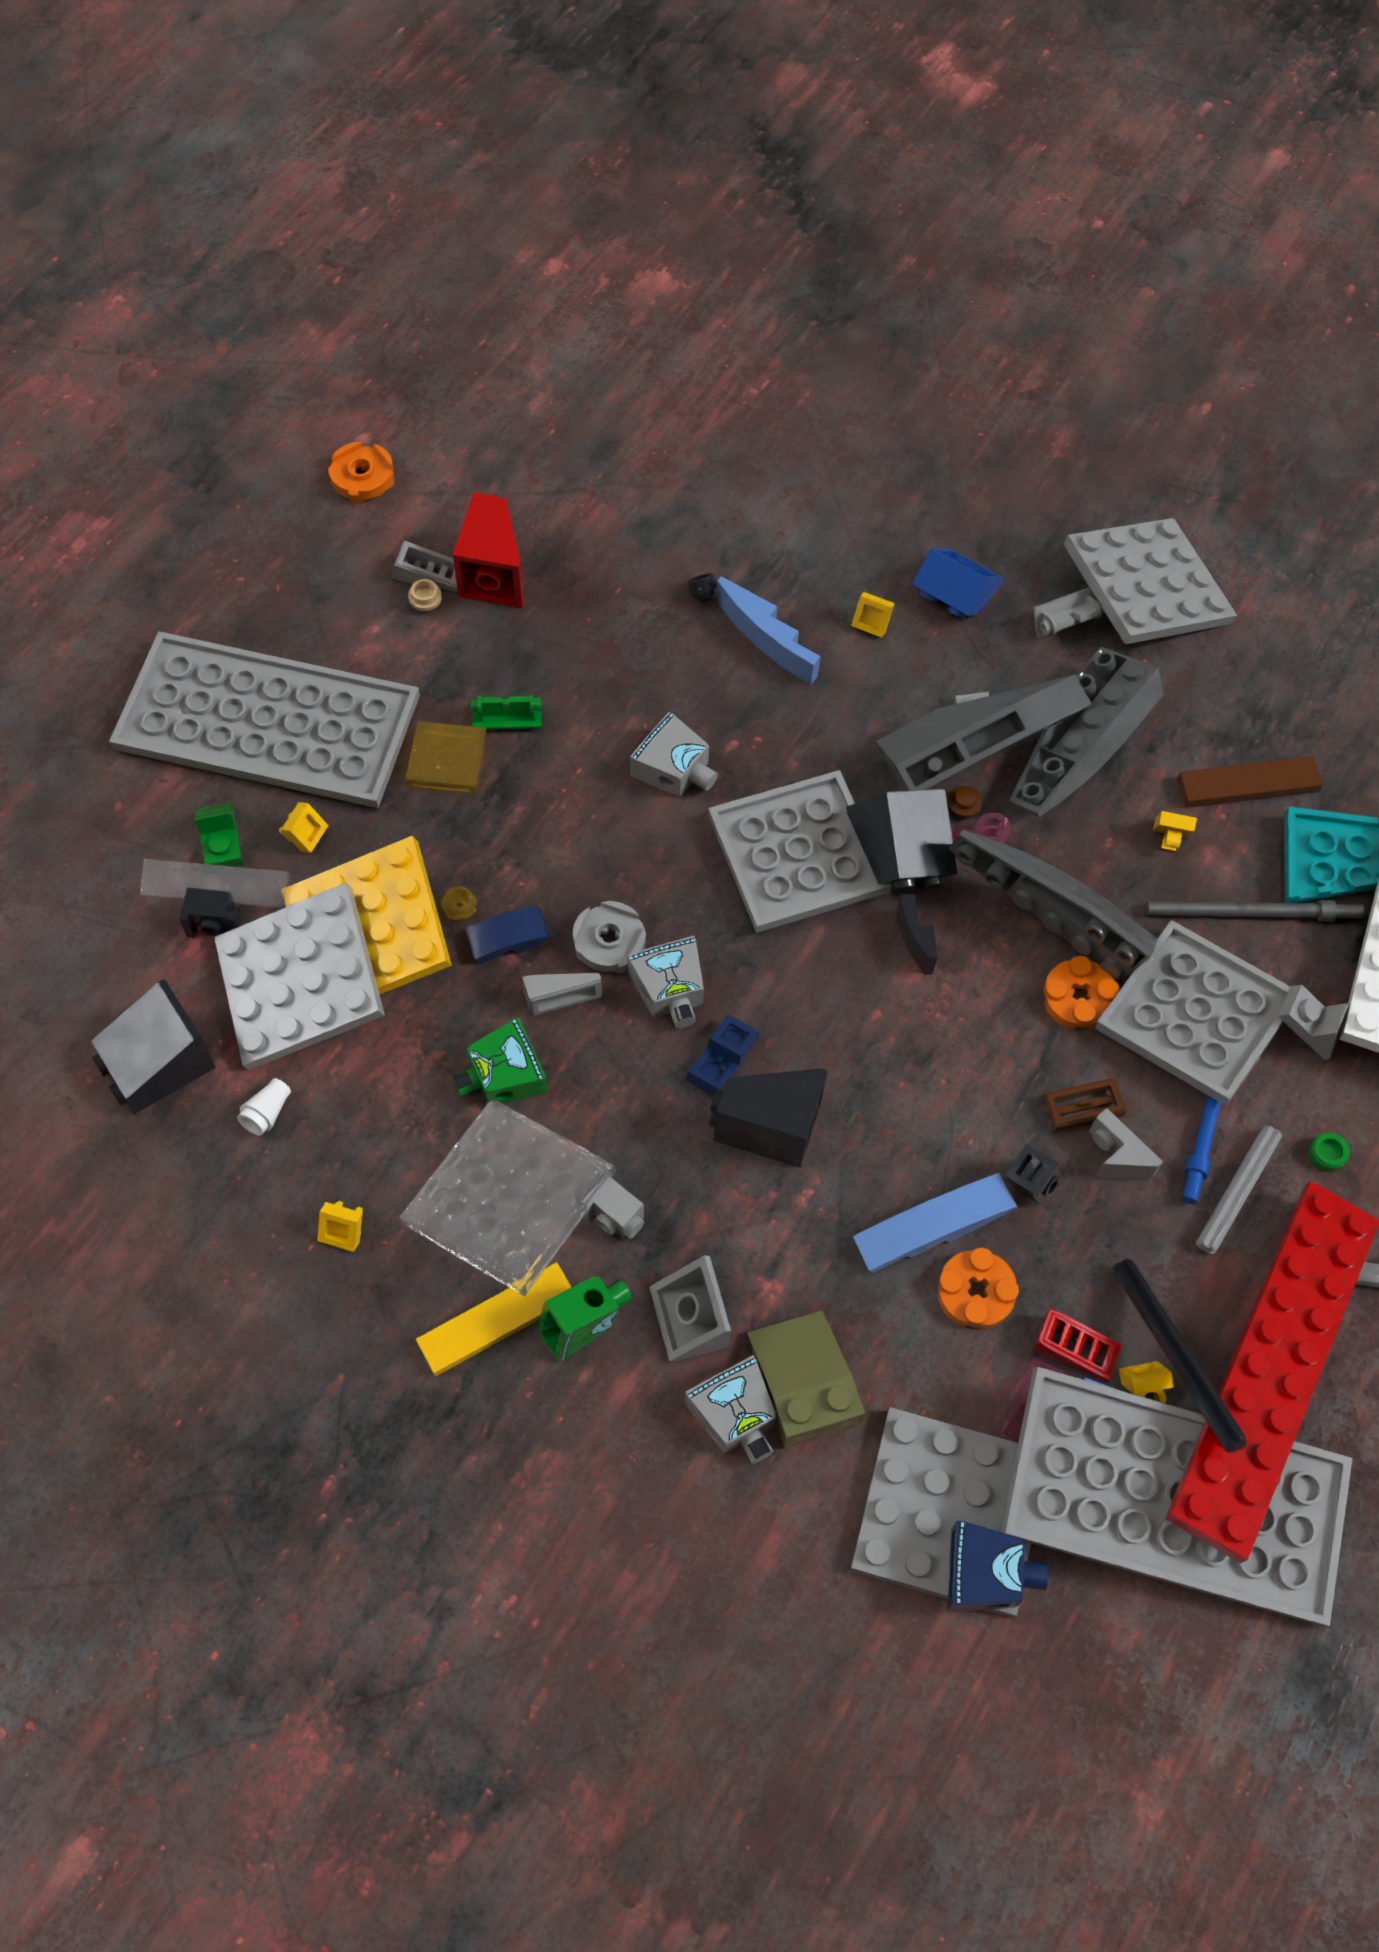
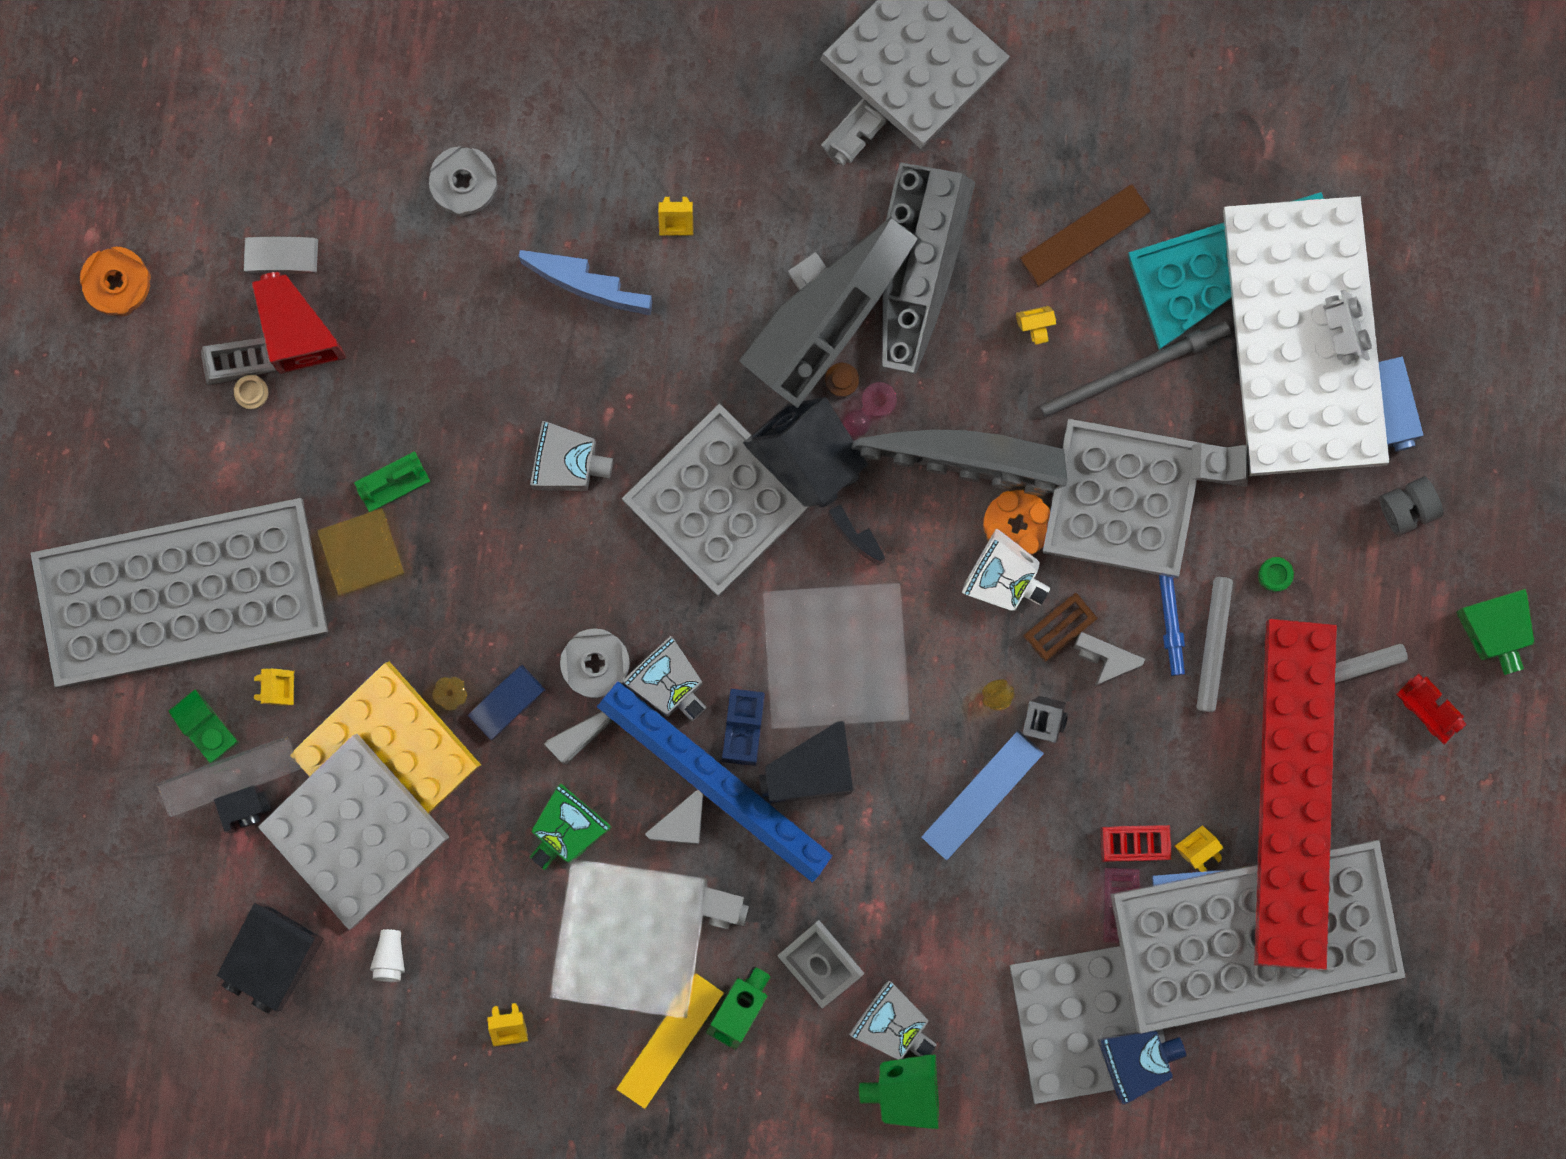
camera: 25 degrees left, 20 degrees up
(524, 510) = (280, 254): none -> light grey slope
(616, 1112) = (682, 823): none -> light grey slope
(672, 1089) = (715, 781): none -> blue plate
(699, 532) = (461, 200): none -> light grey plate
(702, 586) = (503, 259): black plate -> none
(717, 1483) = (906, 1092): none -> green torso
(806, 1379) = (933, 972): olive slope -> none
(853, 1025) = (836, 656): none -> clear plate
(956, 582) = (738, 141): blue slope -> none
(975, 1311) = (1057, 826): orange plate -> none
(993, 1136) = (998, 694): none -> clear yellow plate
(1050, 1025) = (1005, 575): none -> white torso
(1180, 1357) = (1217, 824): black axle -> none

